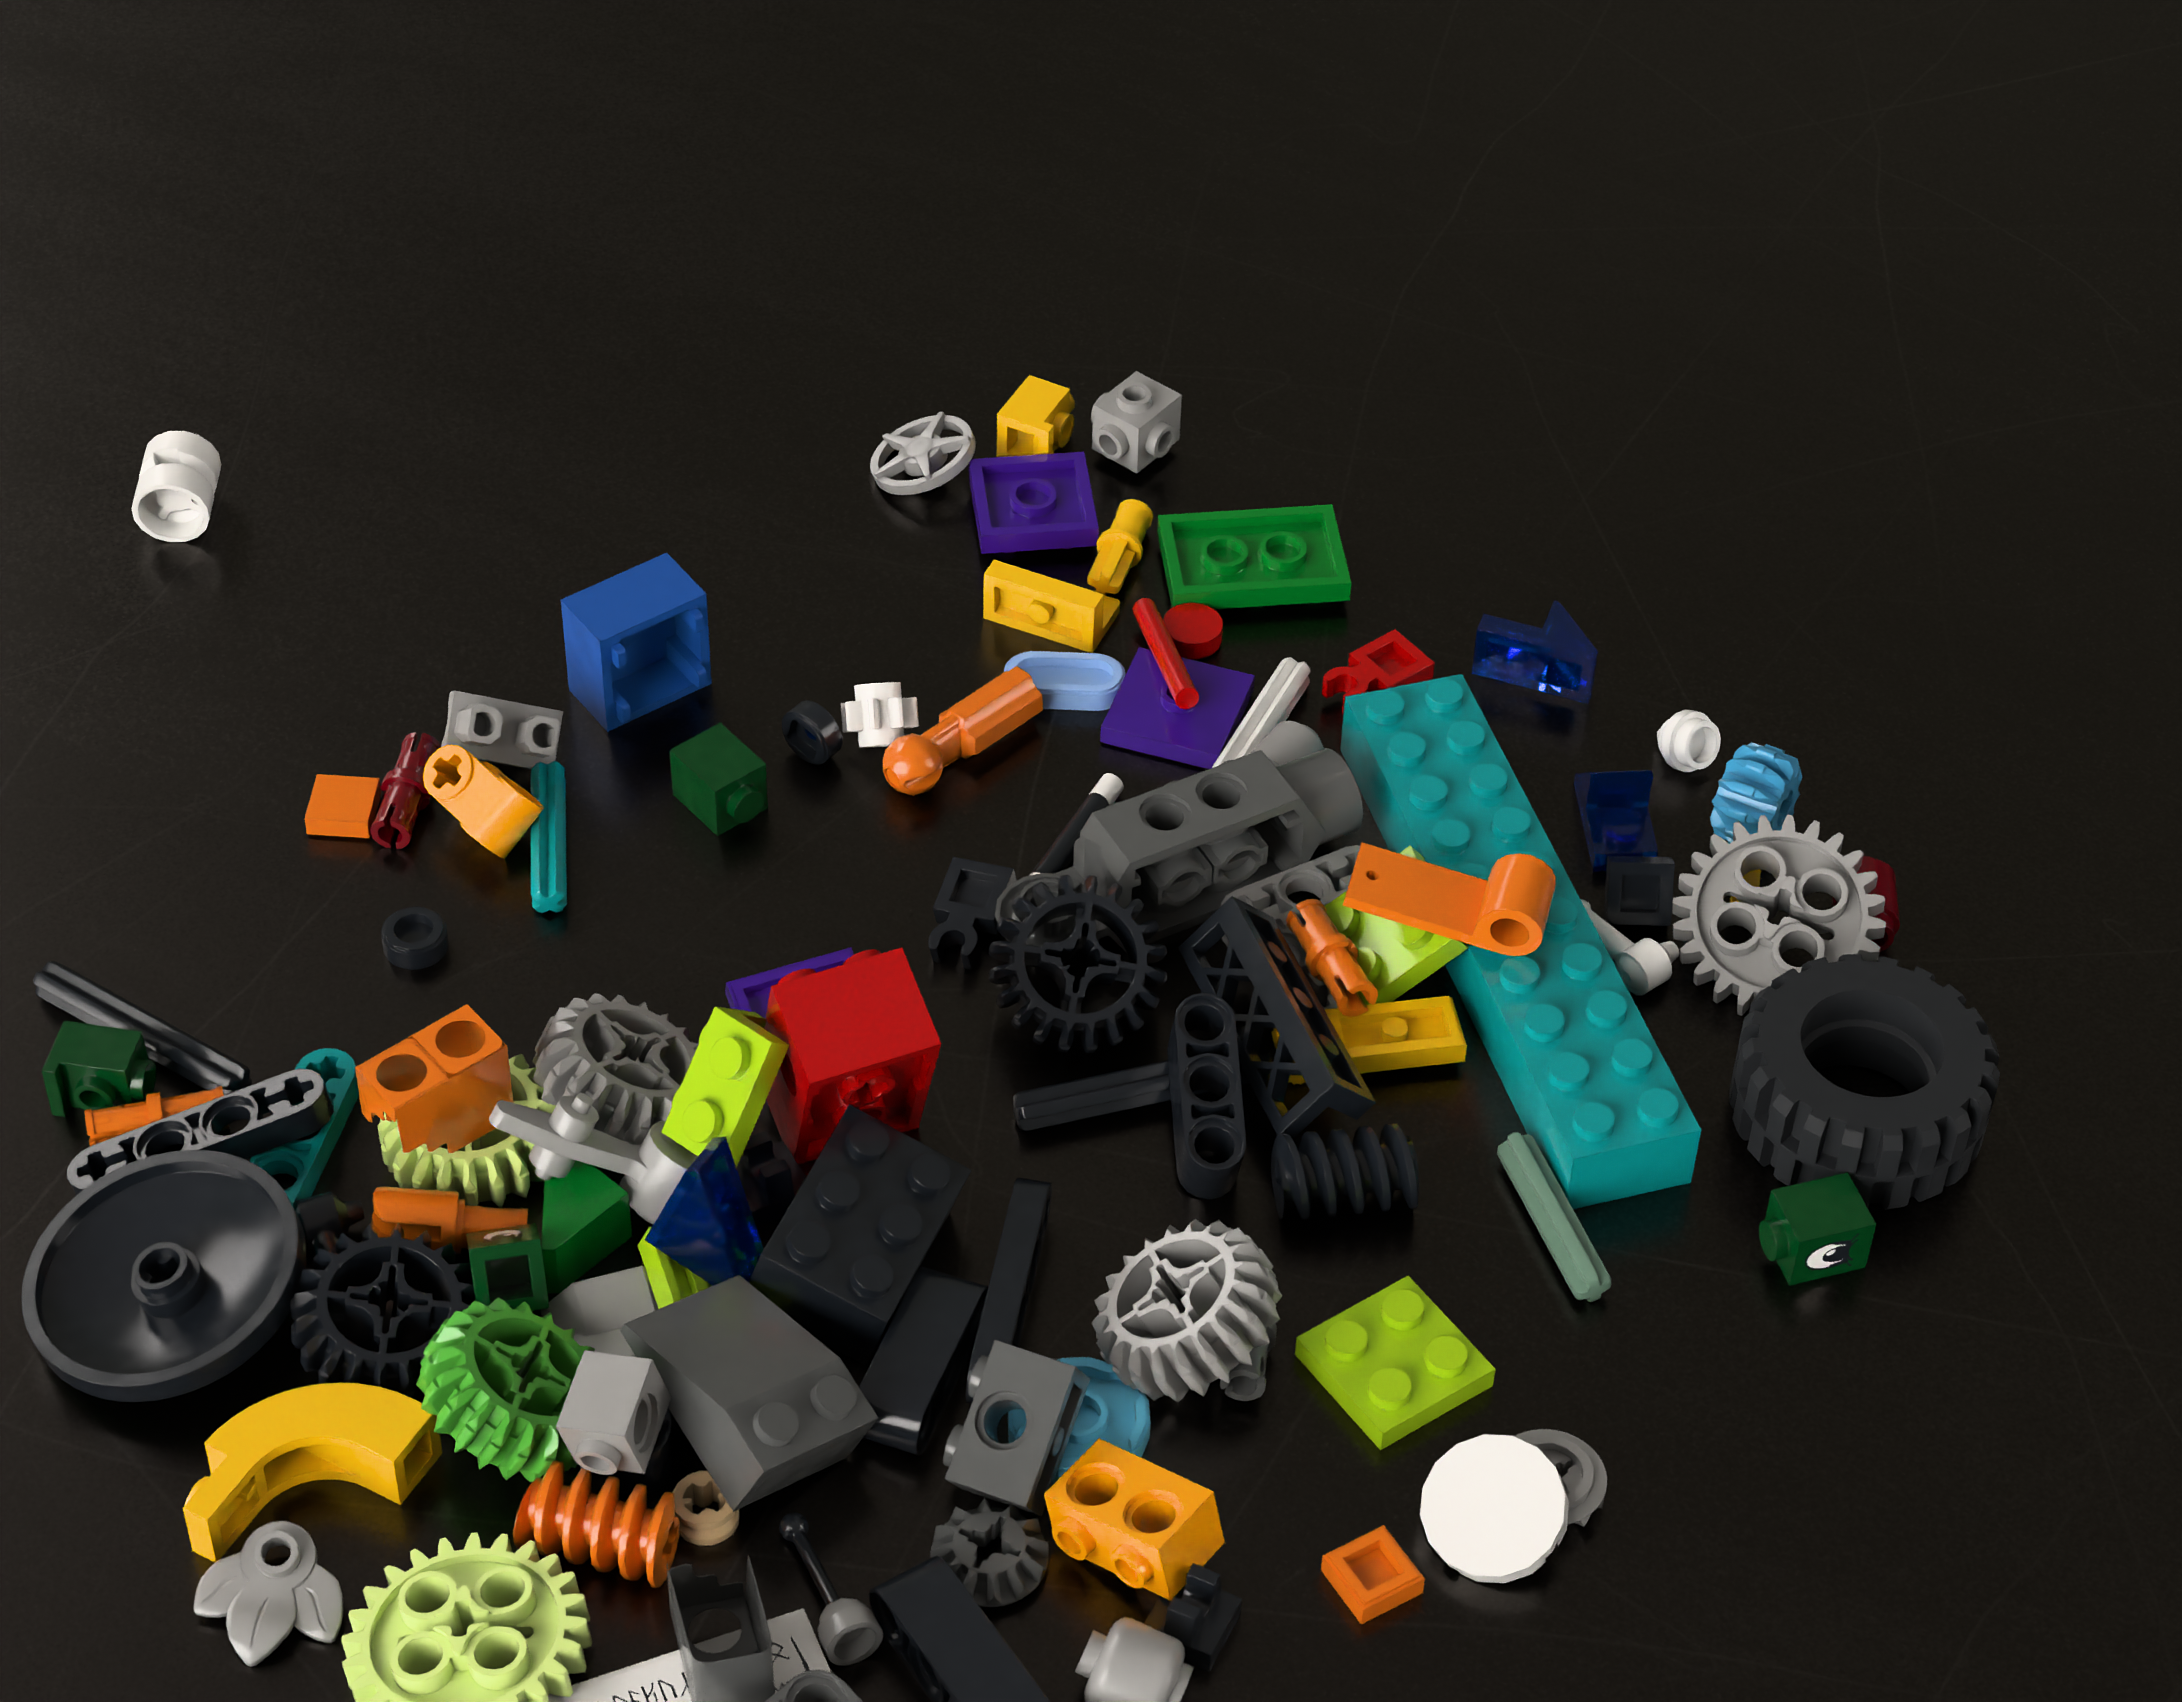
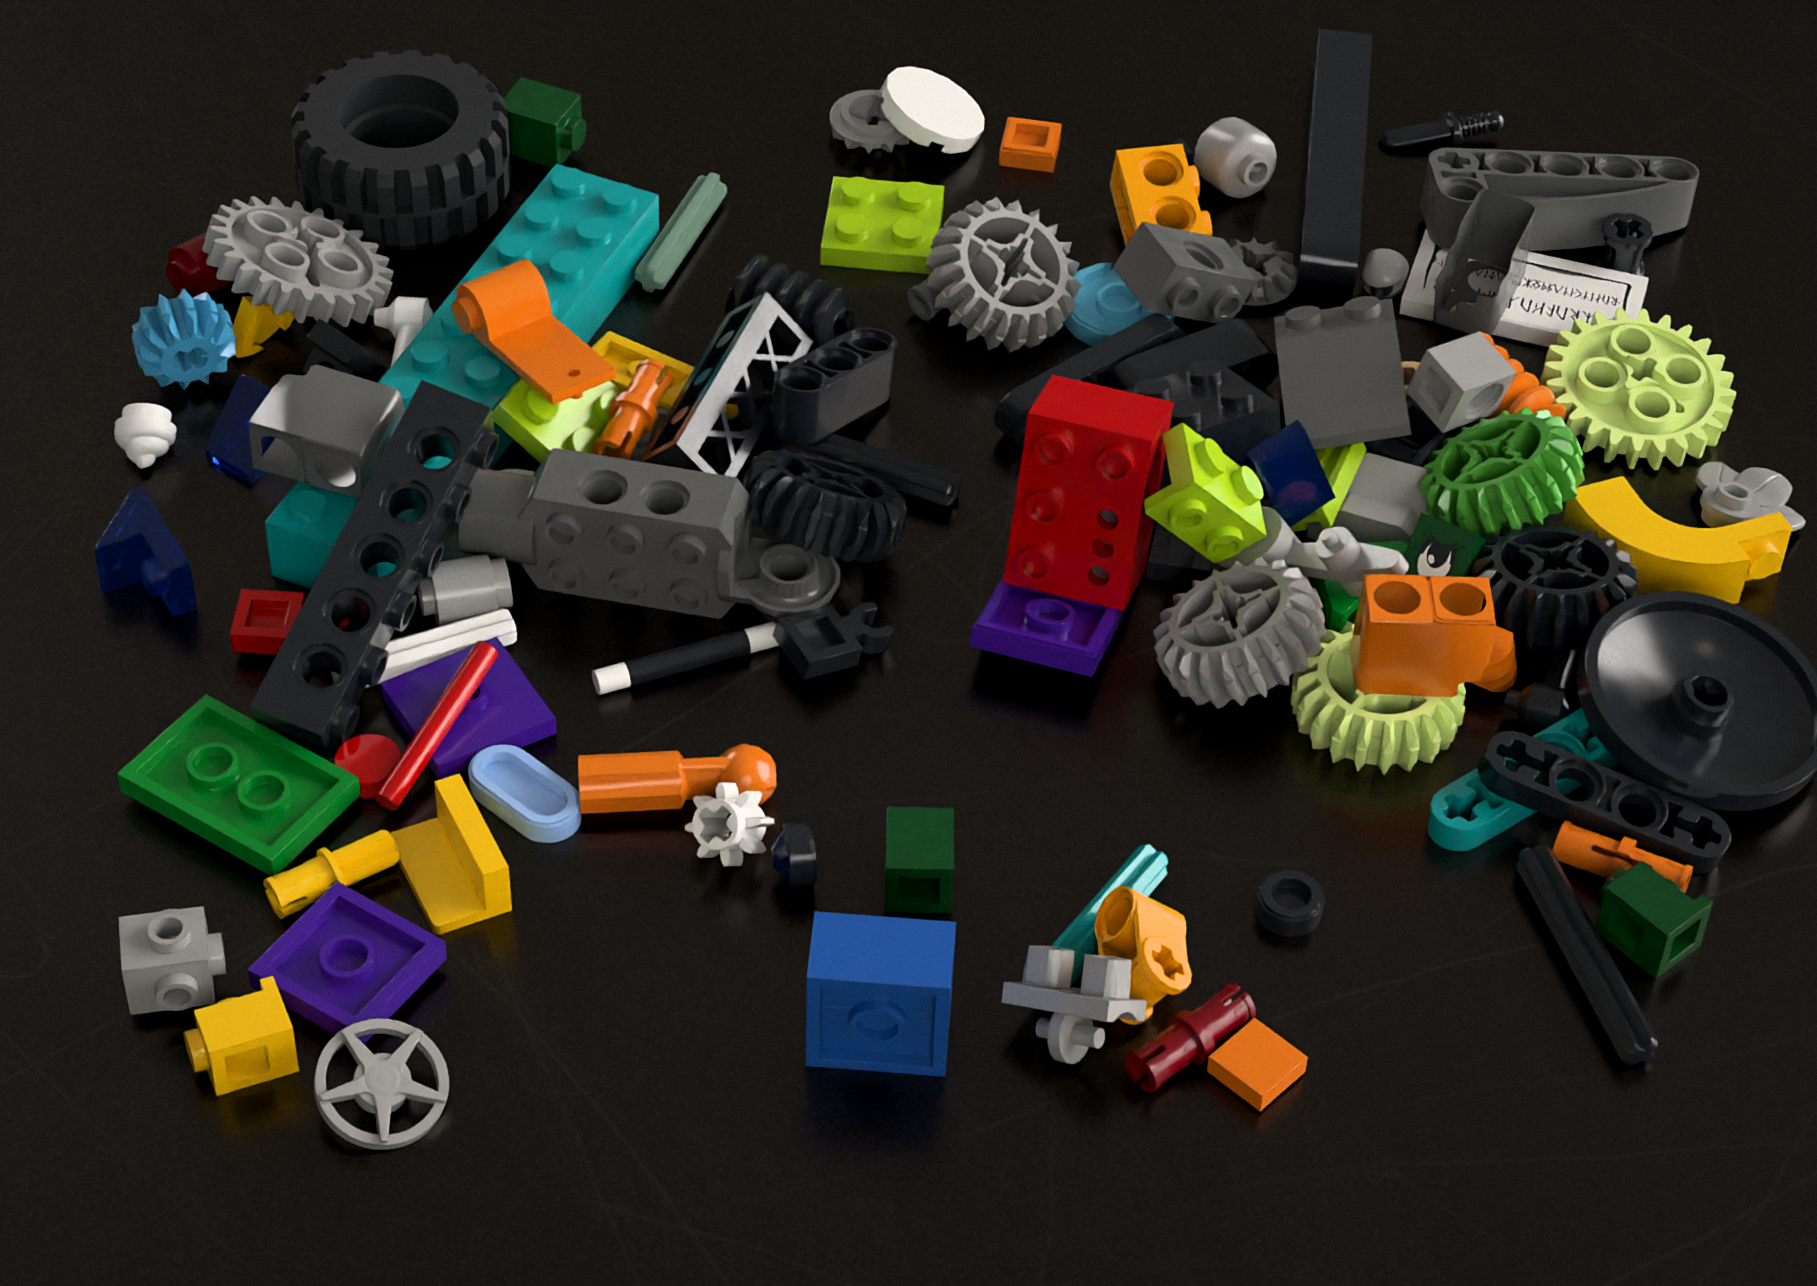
camera: 140 degrees left, 0 degrees up
(1322, 669) = (431, 426): none -> black brick
(1477, 707) = (340, 425): none -> dark grey piece

